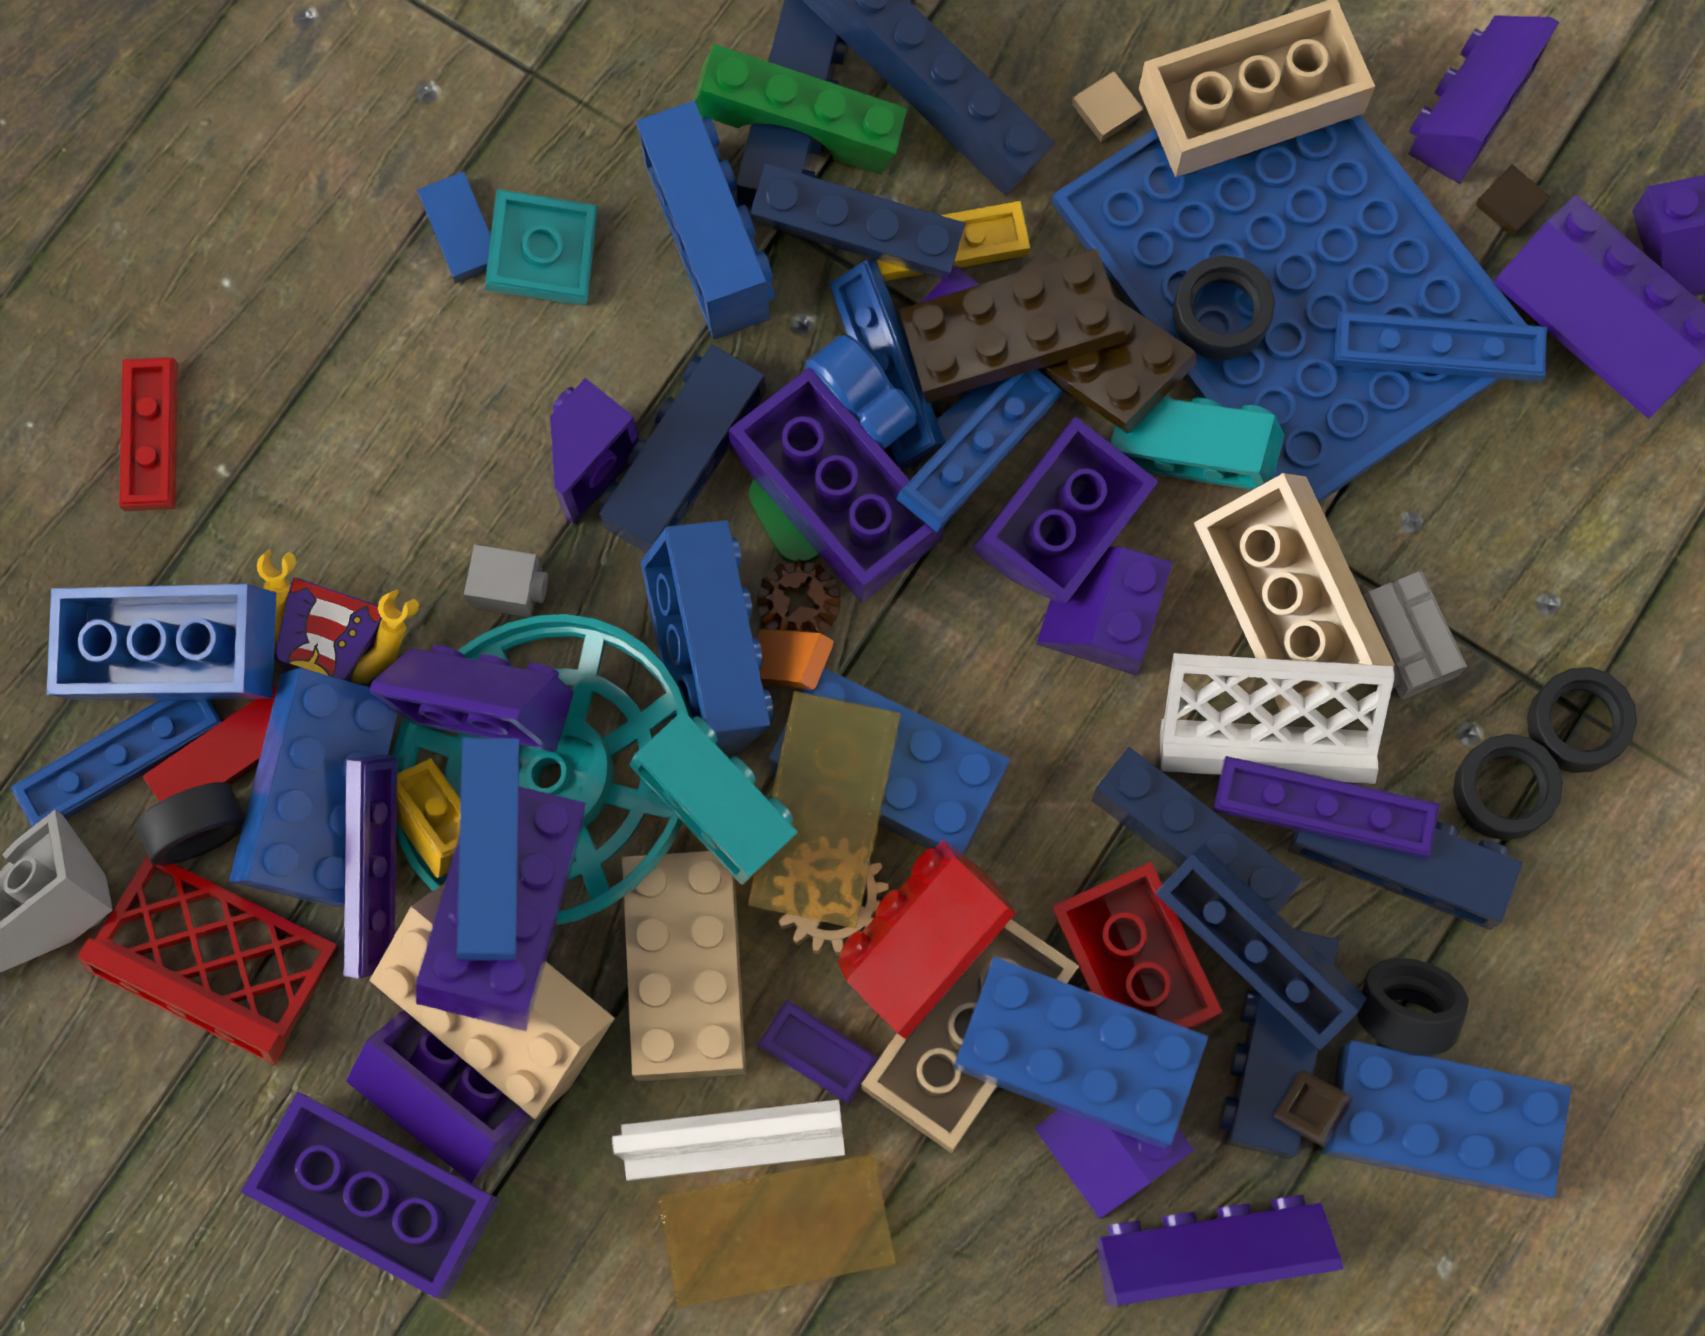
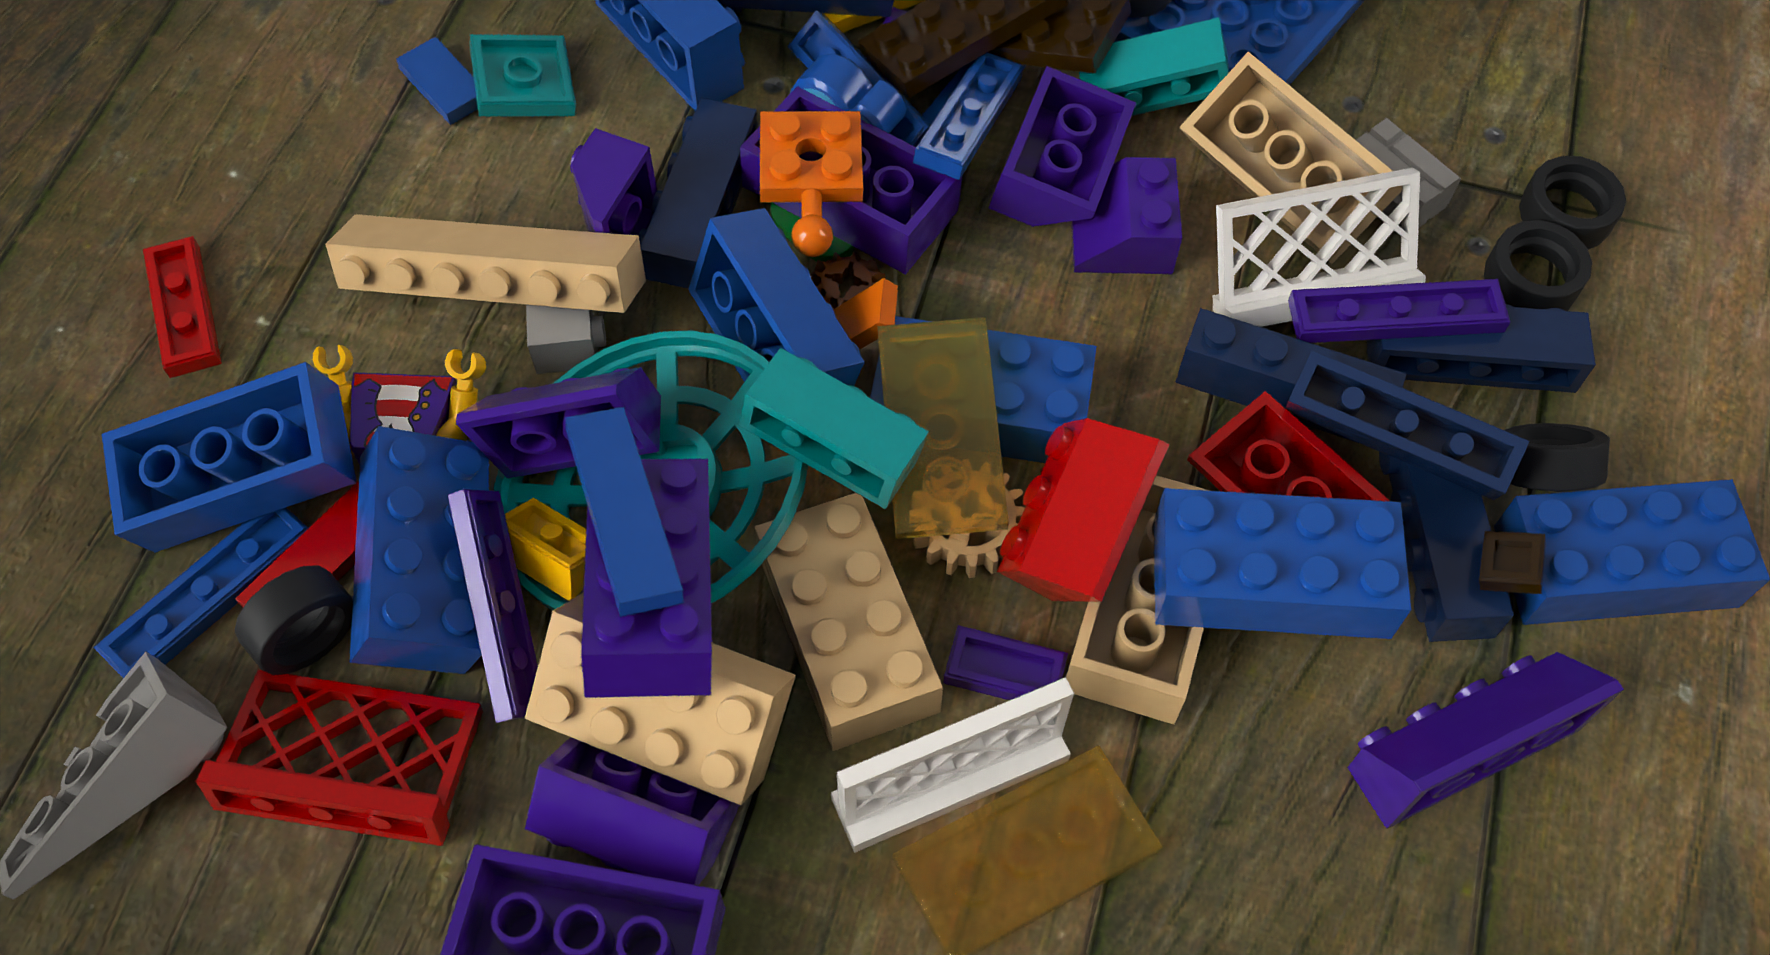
camera: 20 degrees left, 15 degrees down
(447, 490) = (488, 262): none -> tan brick
(802, 499) = (829, 179): none -> orange plate
(1105, 1162) = (1327, 677): dark purple slope -> none

